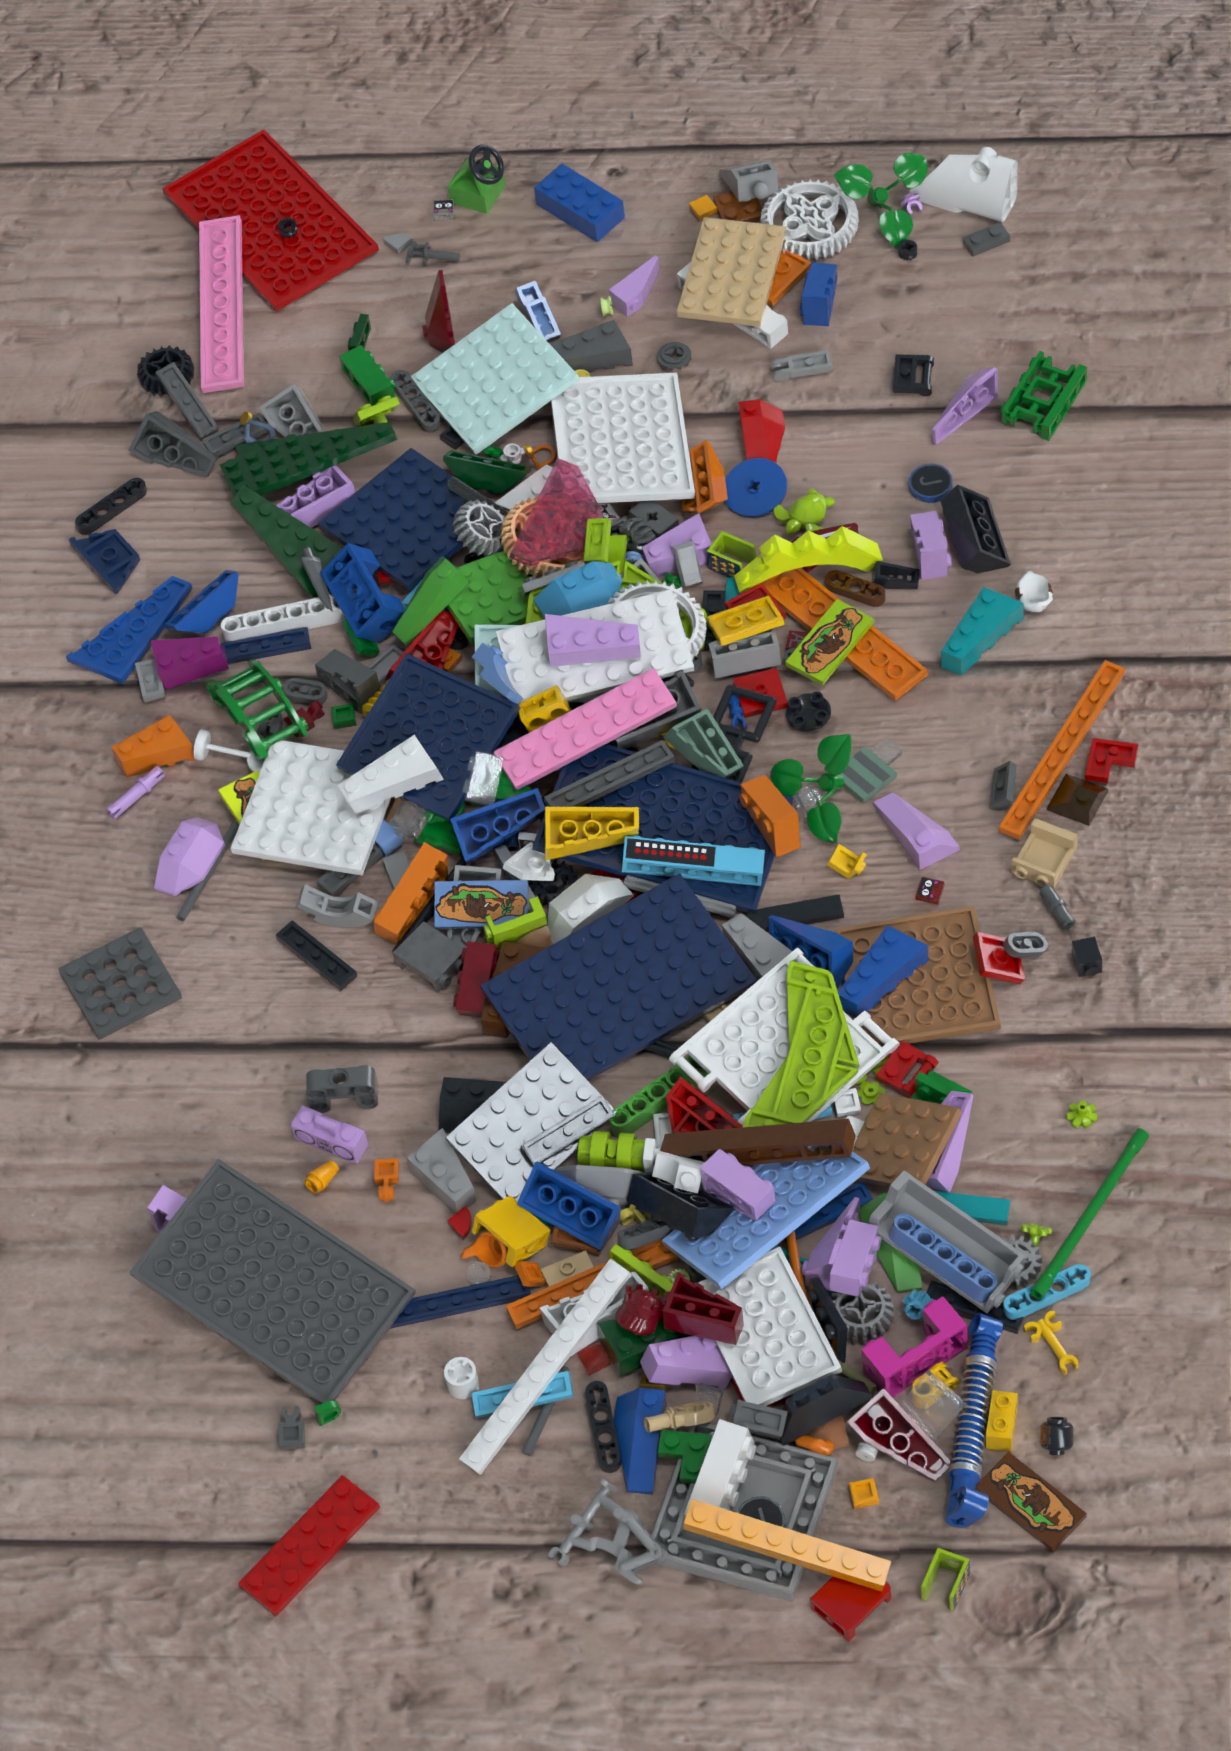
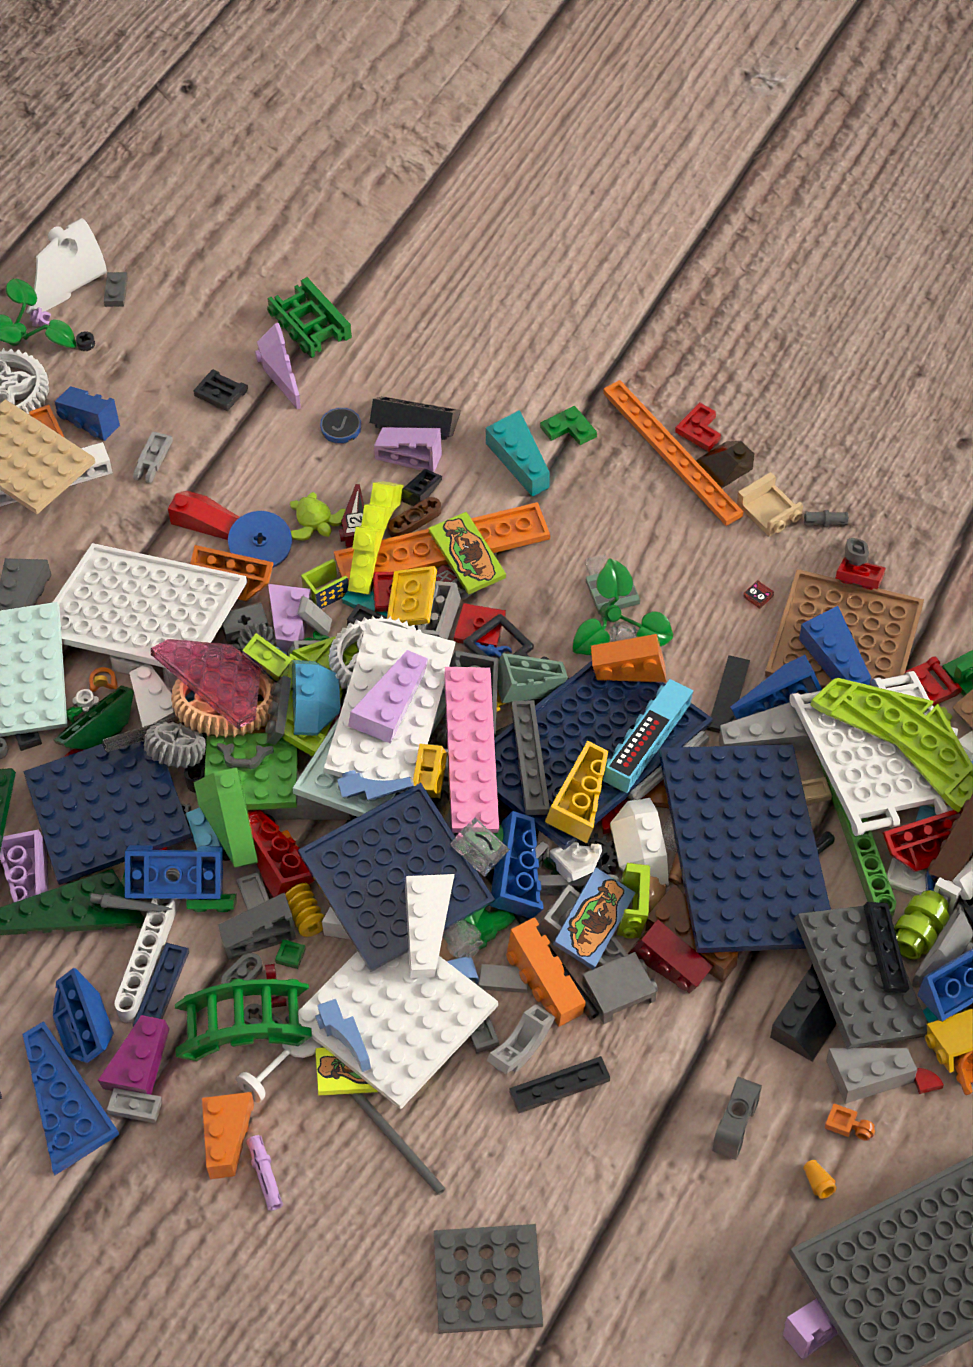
camera: 70 degrees left, 0 degrees up
(188, 856) = (376, 1150): lavender wedge -> none
(276, 762) = (343, 1029): none -> medium blue slope
(329, 1135) = (778, 1152): lavender piece -> none
(491, 588) = (250, 763): none -> dark grey helmet
(667, 352) = (69, 532): dark grey gear -> none
(808, 711) = (524, 600): black dish -> none
(846, 862) = (700, 636): yellow bracket -> none
(918, 834) = (698, 578): lavender wedge -> none
(1003, 785) = (685, 502): dark grey plate -> none
(1034, 592) = (506, 402): white hair -> none
(1049, 655) = (569, 421): none -> green plate
(1087, 957) = (888, 519): black brick -> none

